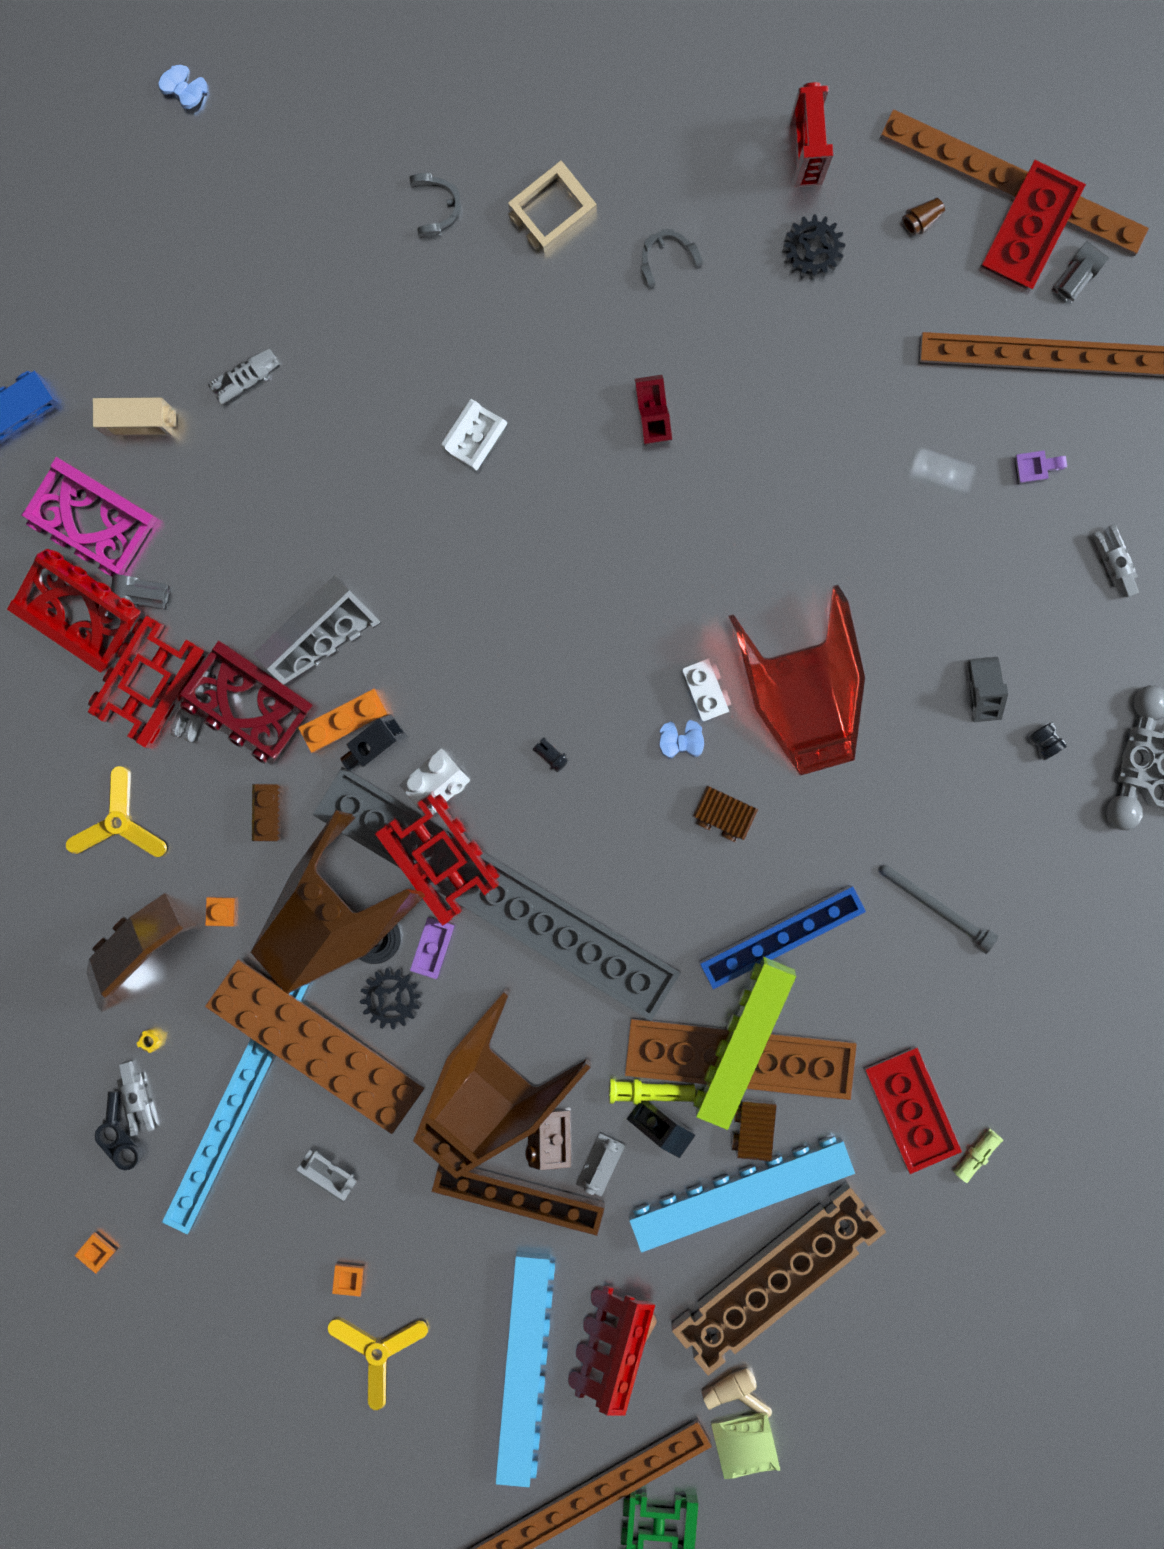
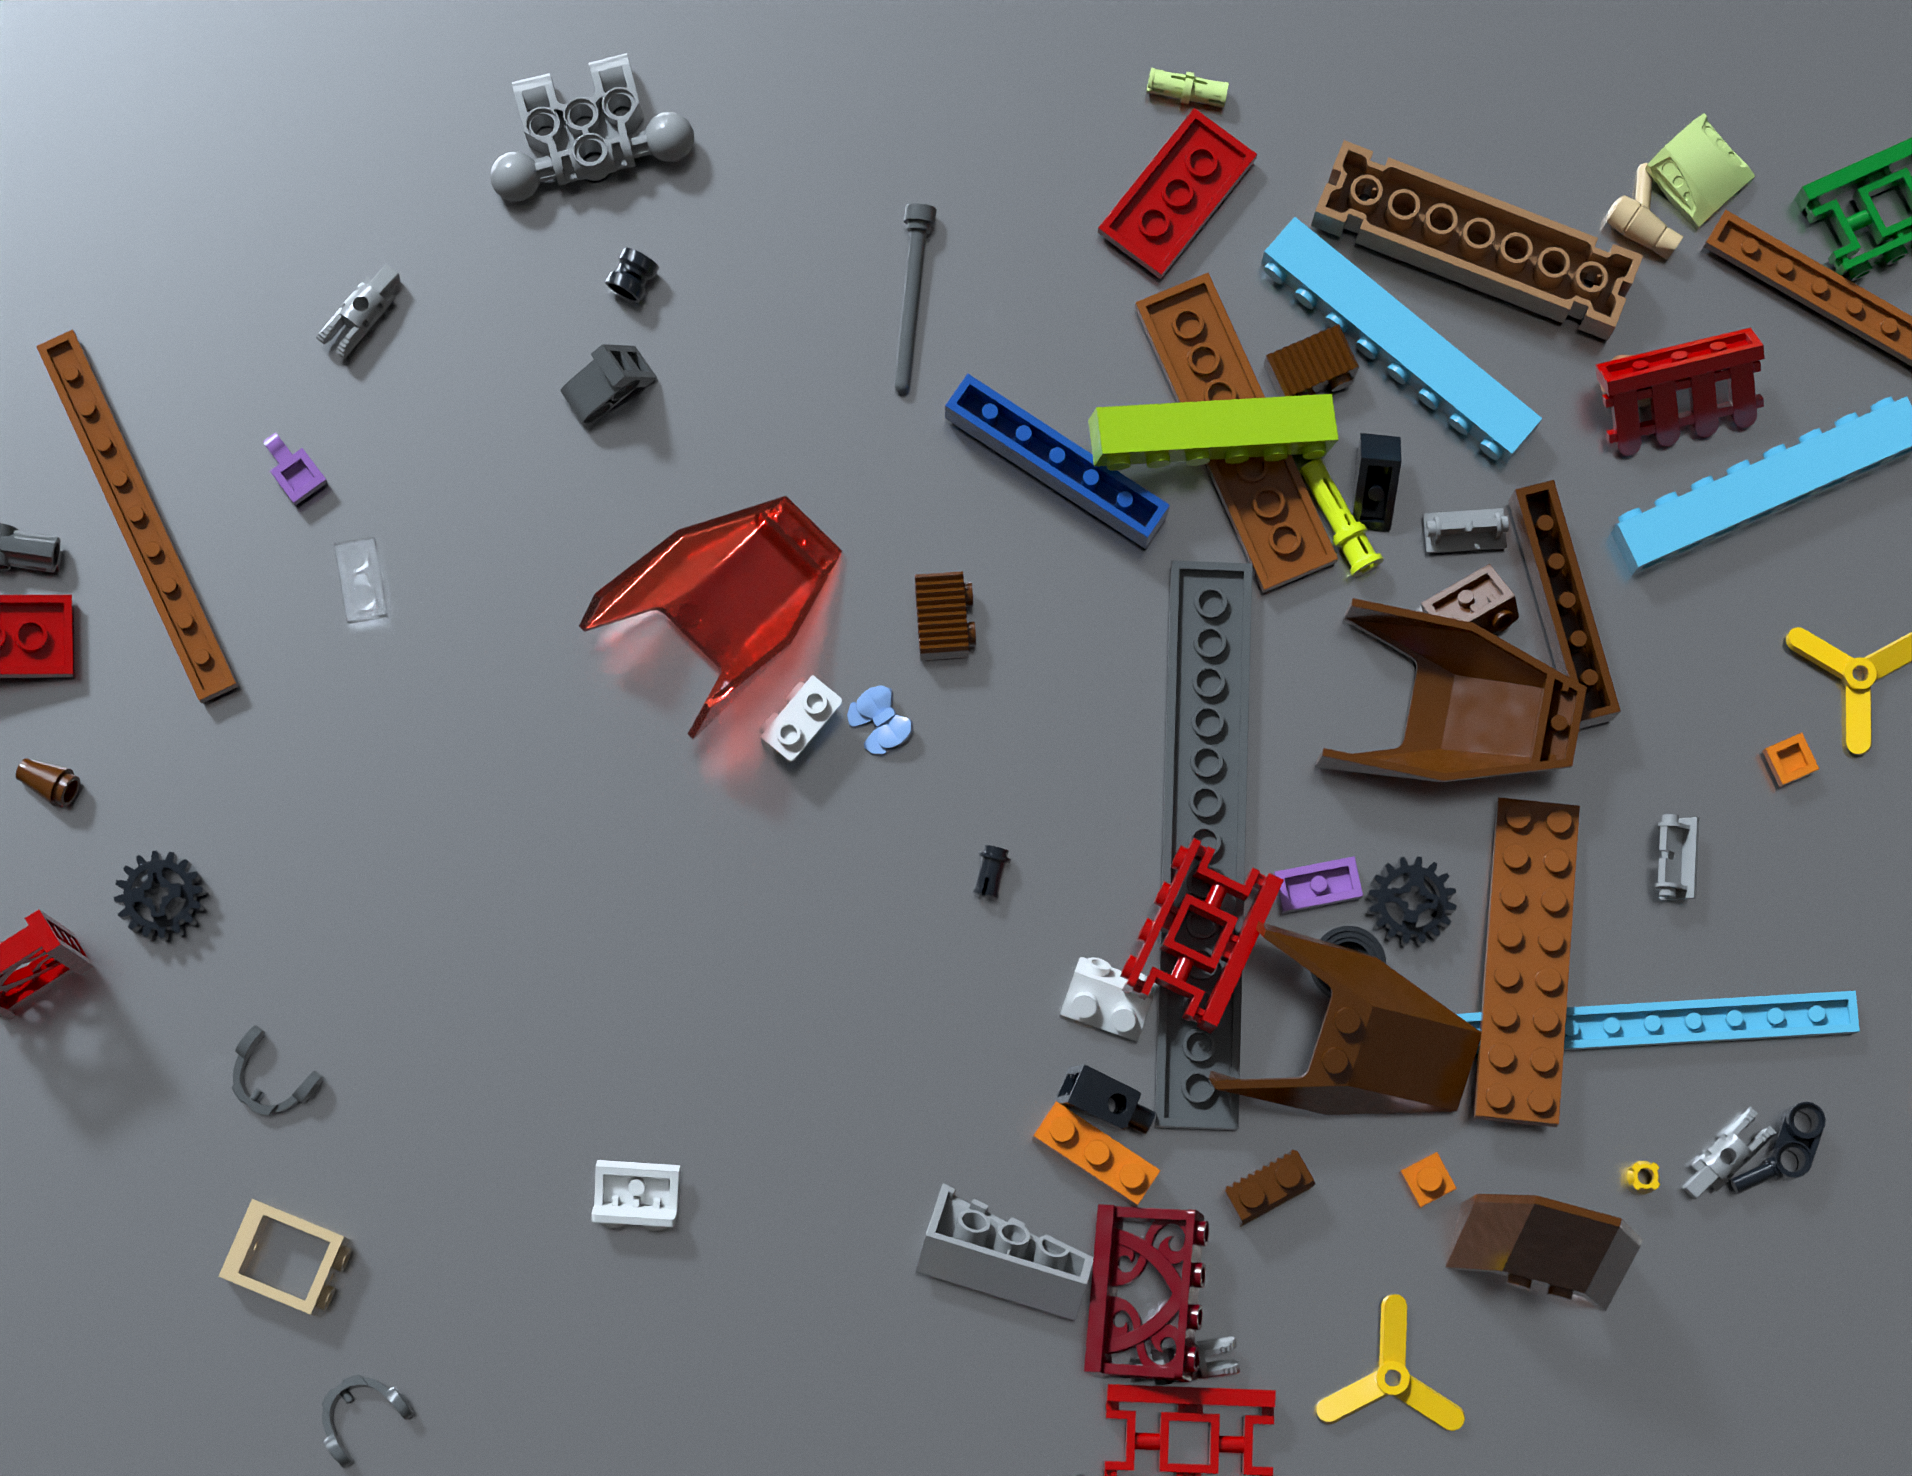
camera: 125 degrees left, 10 degrees down
(653, 409) = (482, 982): dark red brick -> none

